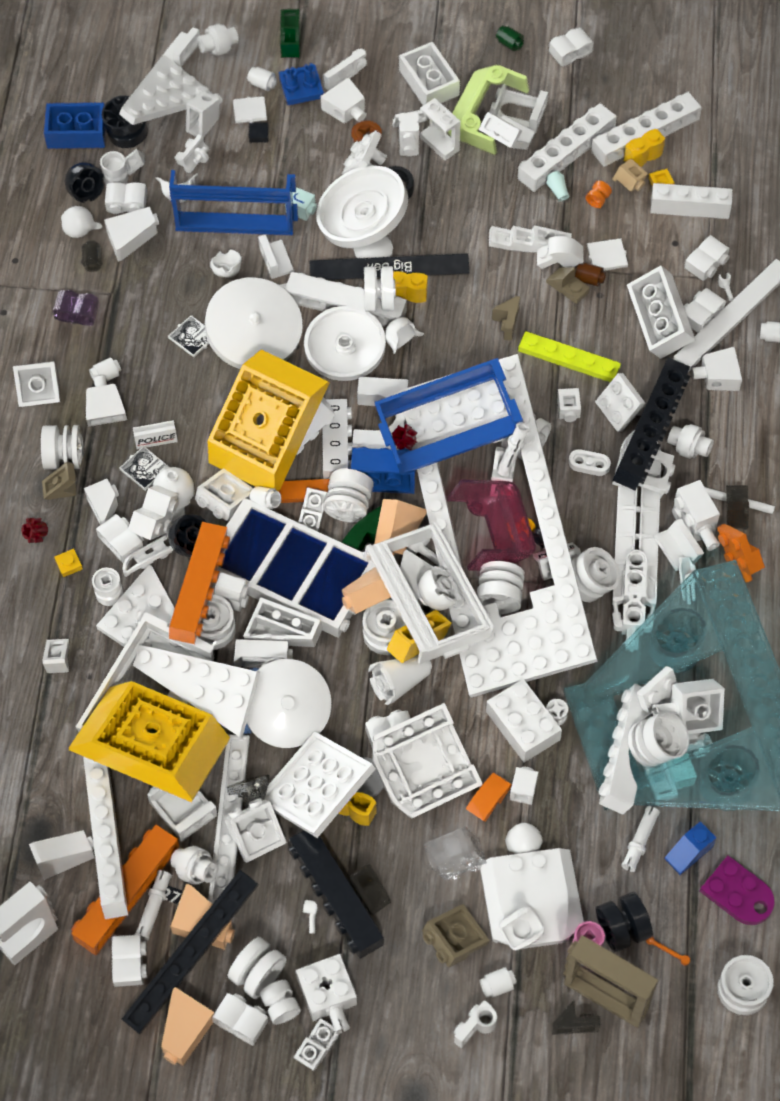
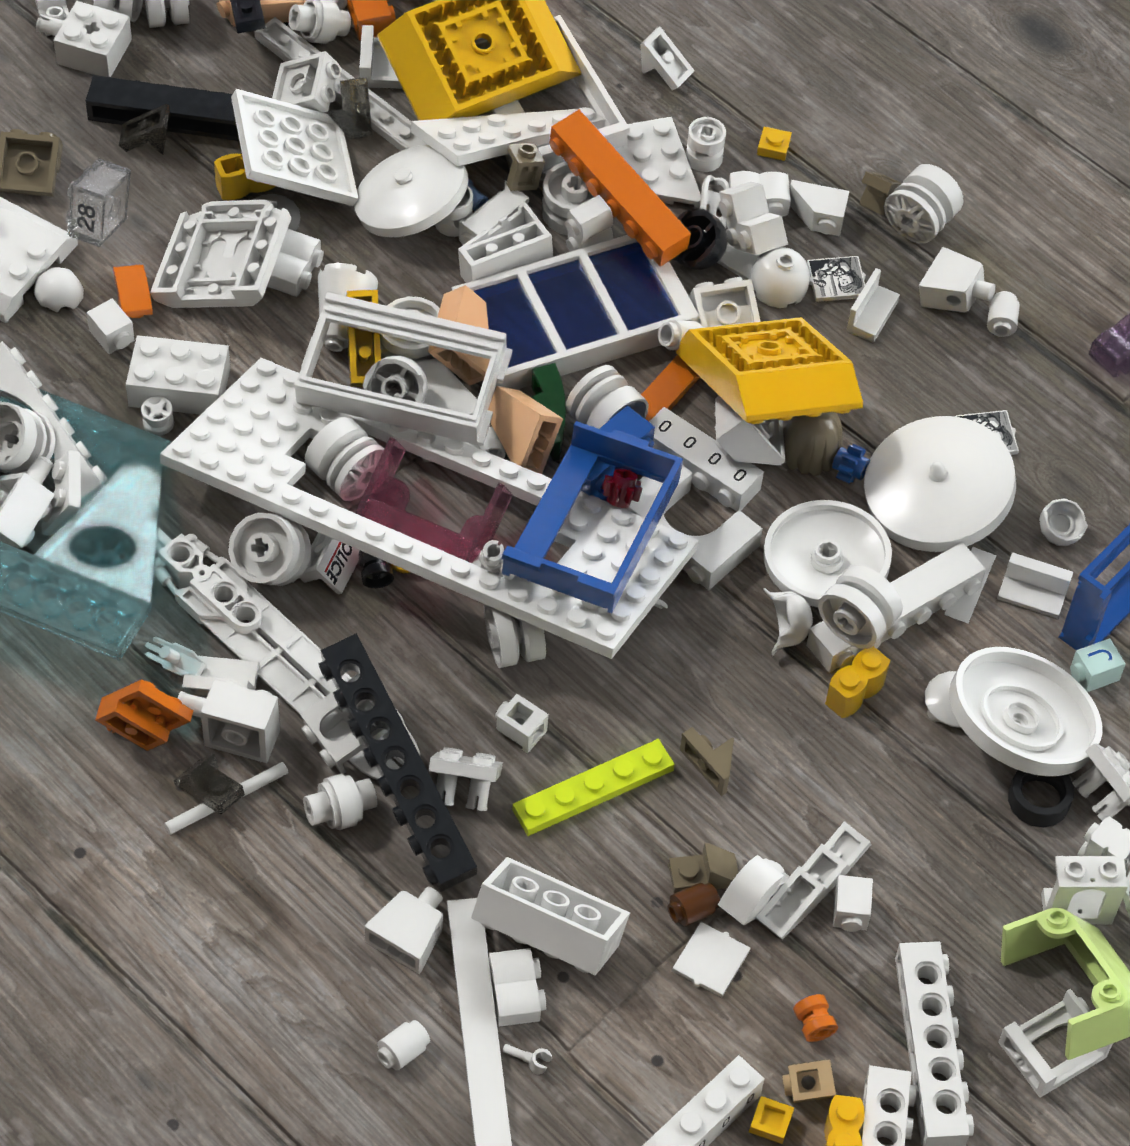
camera: 125 degrees right, 5 degrees down
(34, 530) = (839, 131): dark red gear -> none
(37, 384) = (1039, 246): white slope -> none
(221, 646) = (525, 168): none -> dark tan bracket
(311, 908) = (184, 82): white hand -> none
(312, 508) = (629, 369): white slope -> none
(426, 264) = (907, 693): black tile -> none
(507, 131) = (1032, 996): white panel -> none
(528, 215) = (852, 903): none -> white brick
(557, 184) = (876, 983): light aqua cone -> none
(589, 462) = (420, 684): white plate -> none
(706, 258) = (591, 1063): white brick -> none

